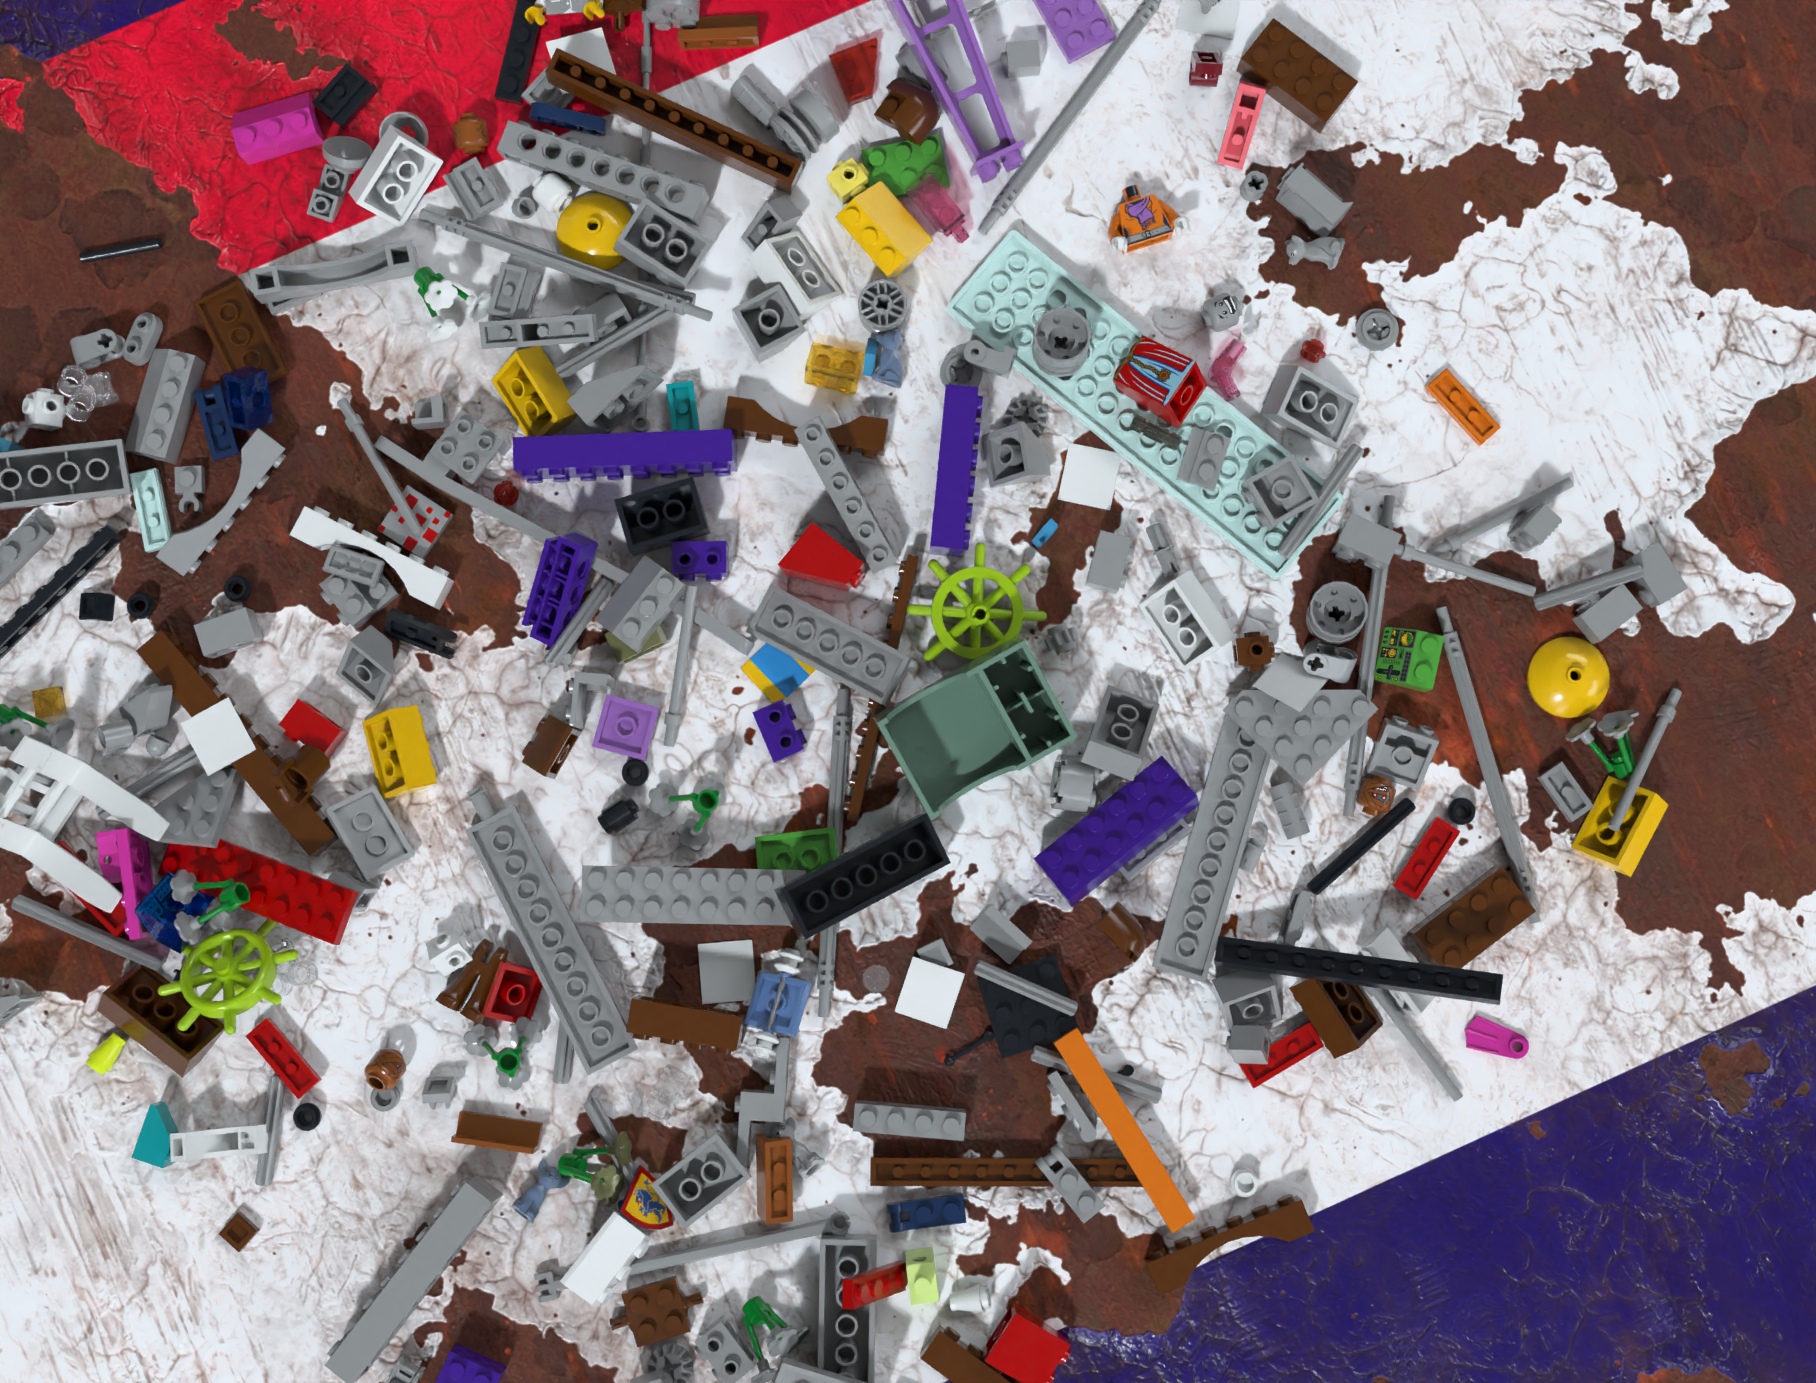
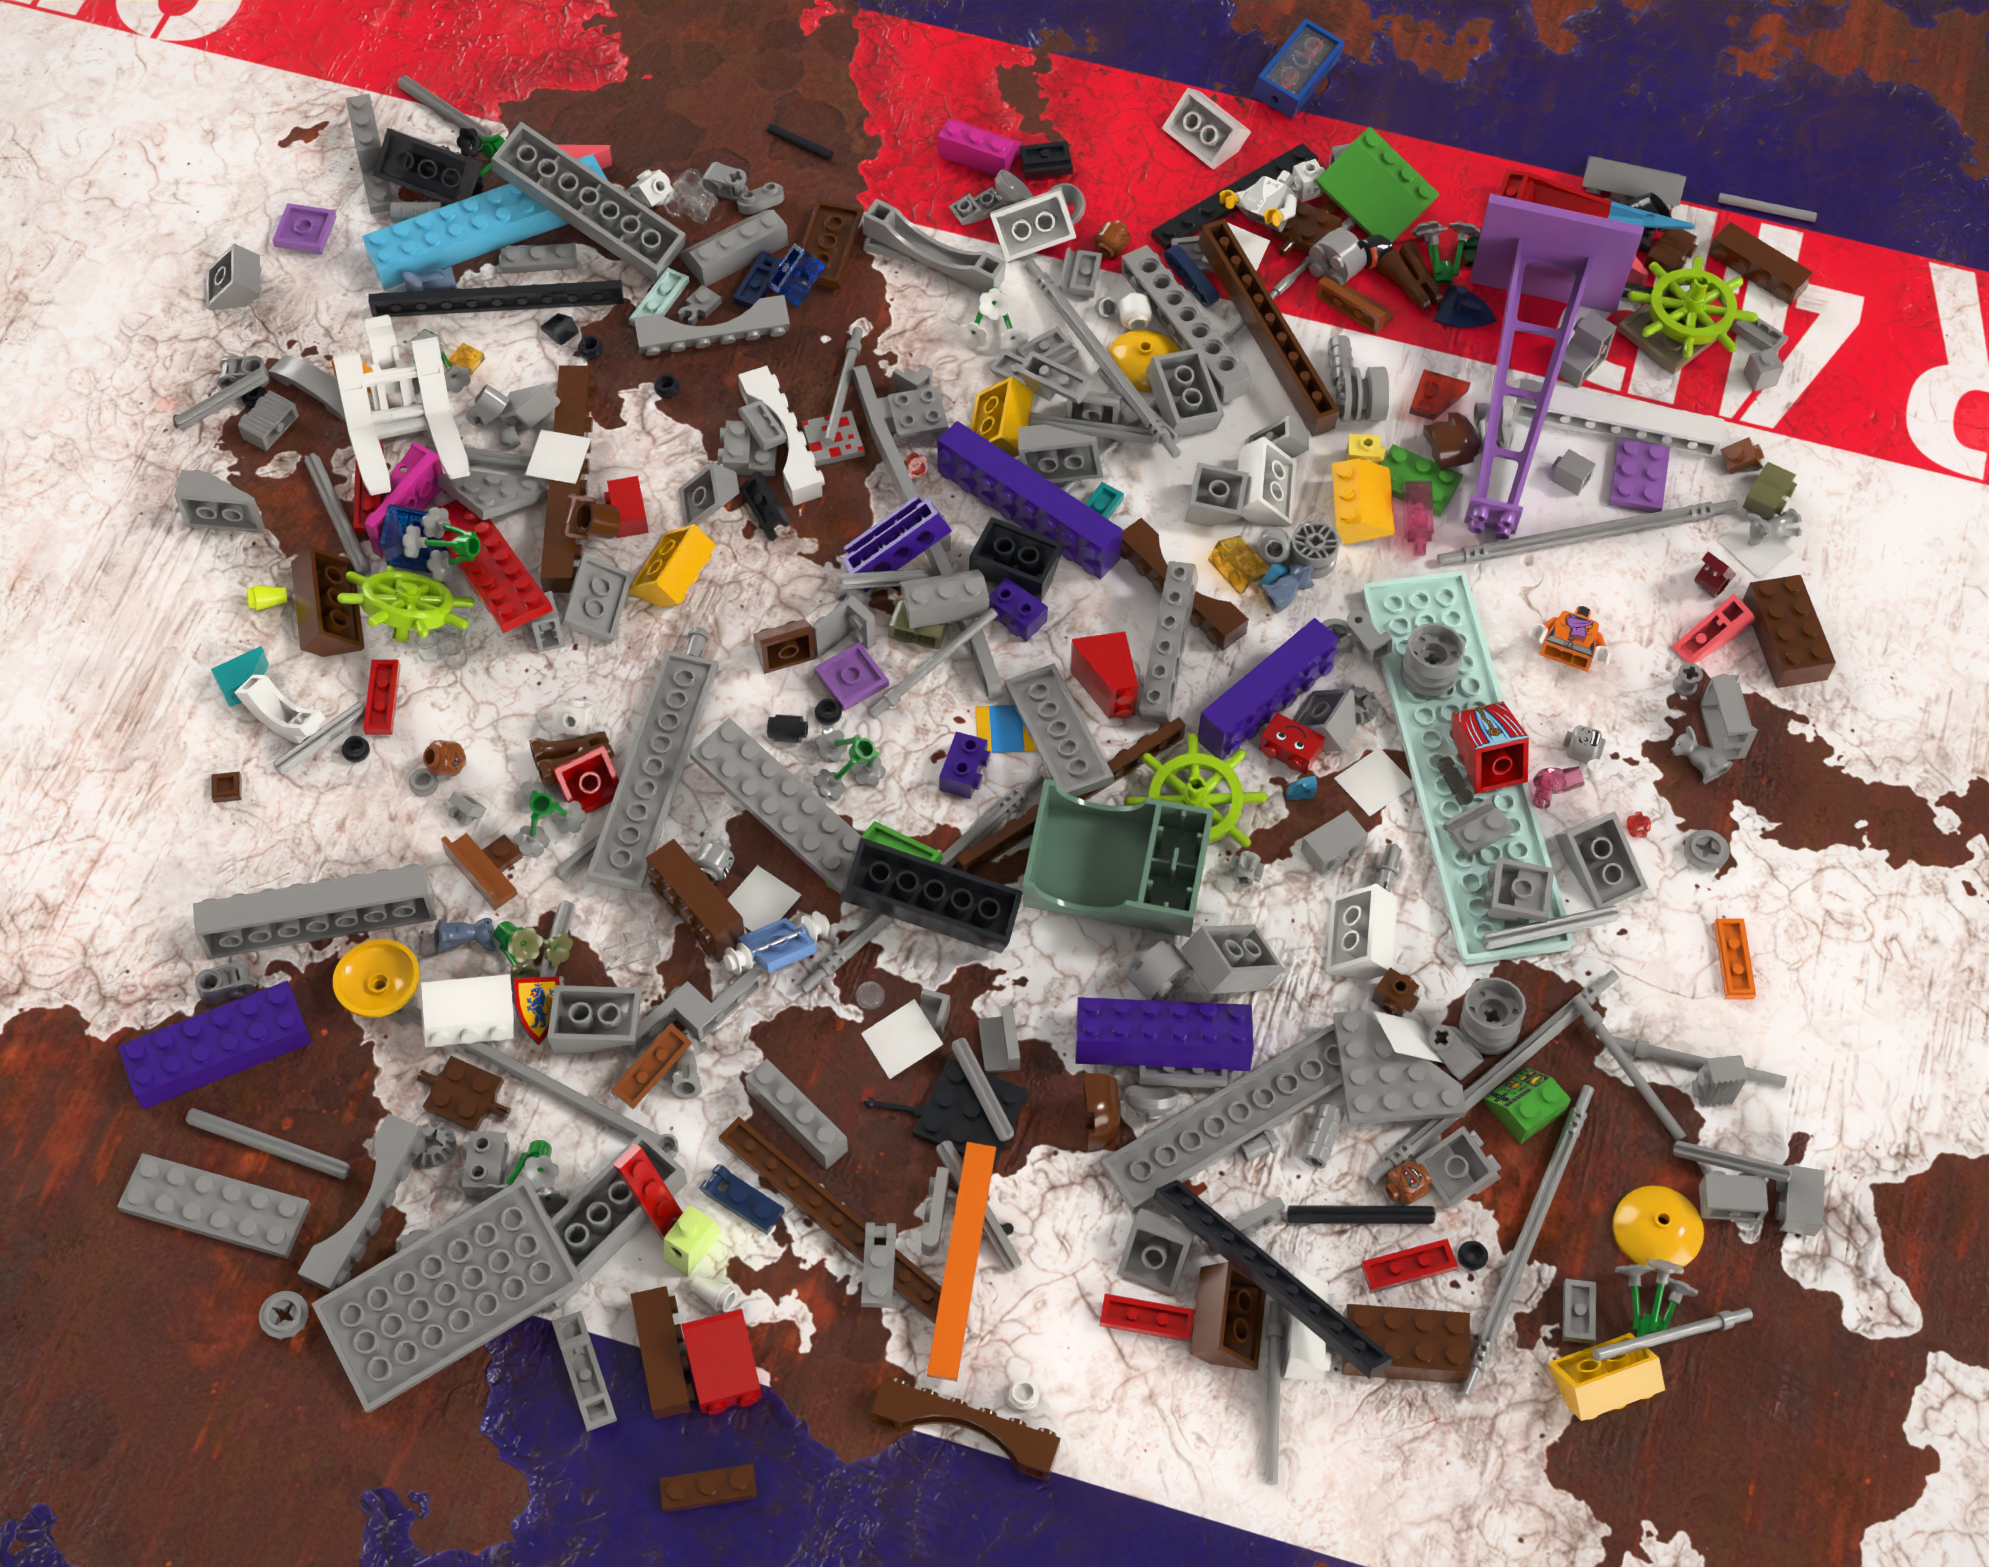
camera: 35 degrees right, 25 degrees down
(228, 632) = (632, 404): light grey brick -> none
(494, 1293) = (371, 966): none -> yellow dish
(501, 1102) = (503, 853): none -> reddish brown plate
(666, 973) = (715, 860): none -> light grey head
(849, 331) = (1274, 554): none -> light grey head
(1006, 501) = (1291, 743): none -> red brick
(1150, 880) = (1151, 1100): none -> light grey piece
(1249, 1044) = (1127, 1281): light grey brick -> none
(1365, 541) = (1561, 977): light grey brick -> none
(1494, 1039) = (1346, 1463): dark pink piece -> none

